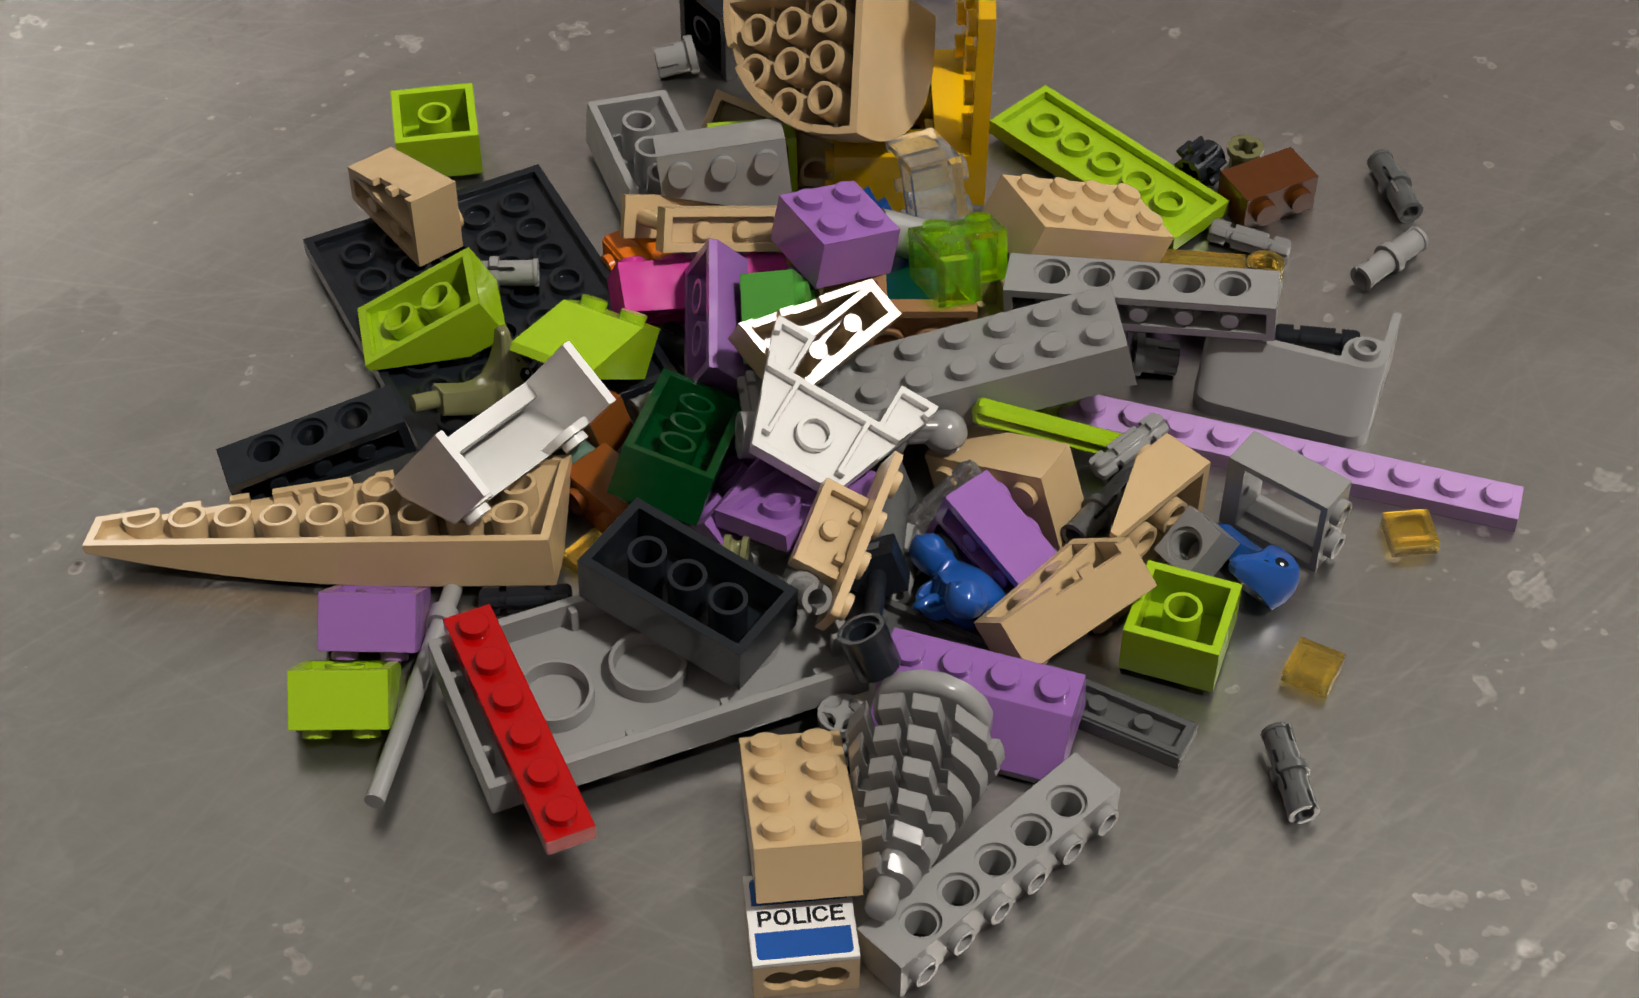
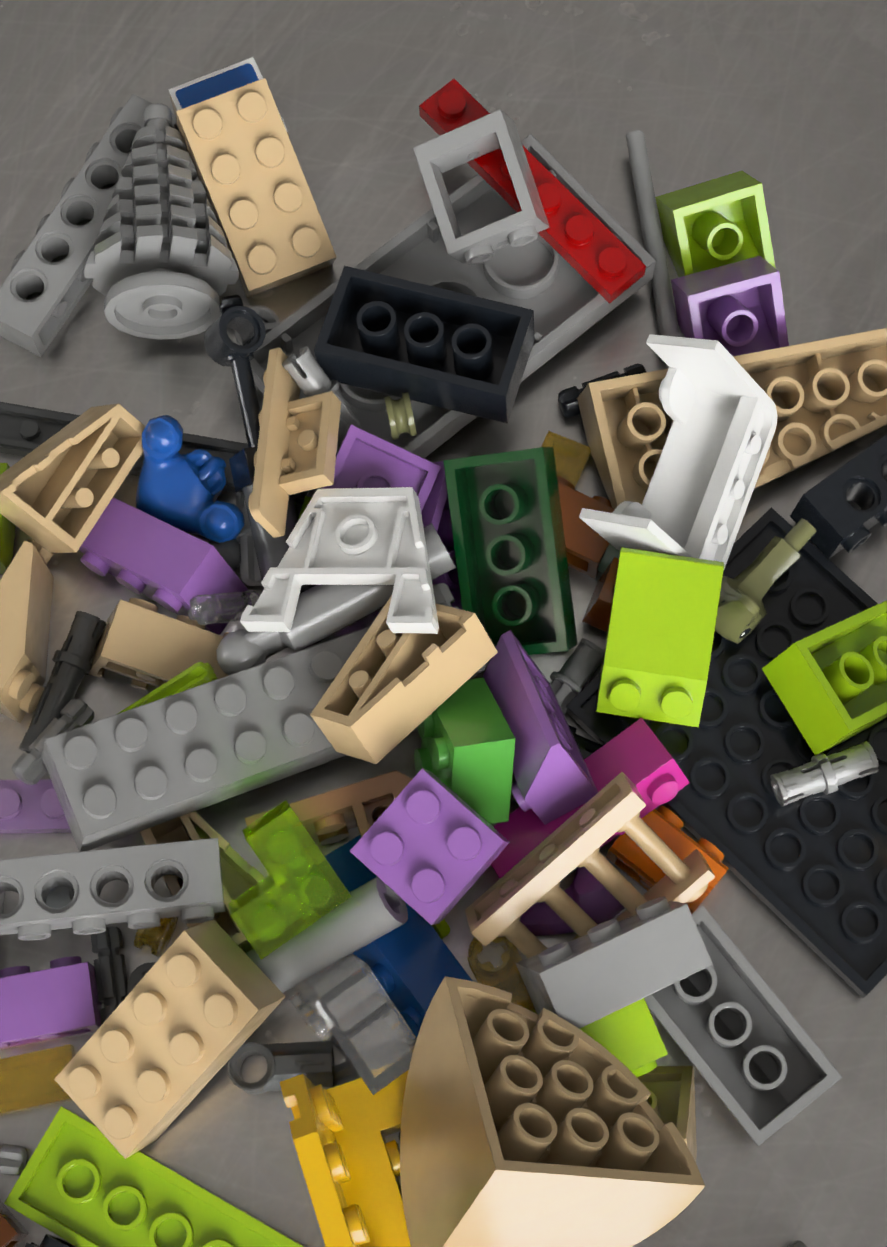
camera: 165 degrees right, 25 degrees up
(540, 729) = (461, 146): none -> light grey window
(1031, 702) = (139, 374): medium lavender slope -> none

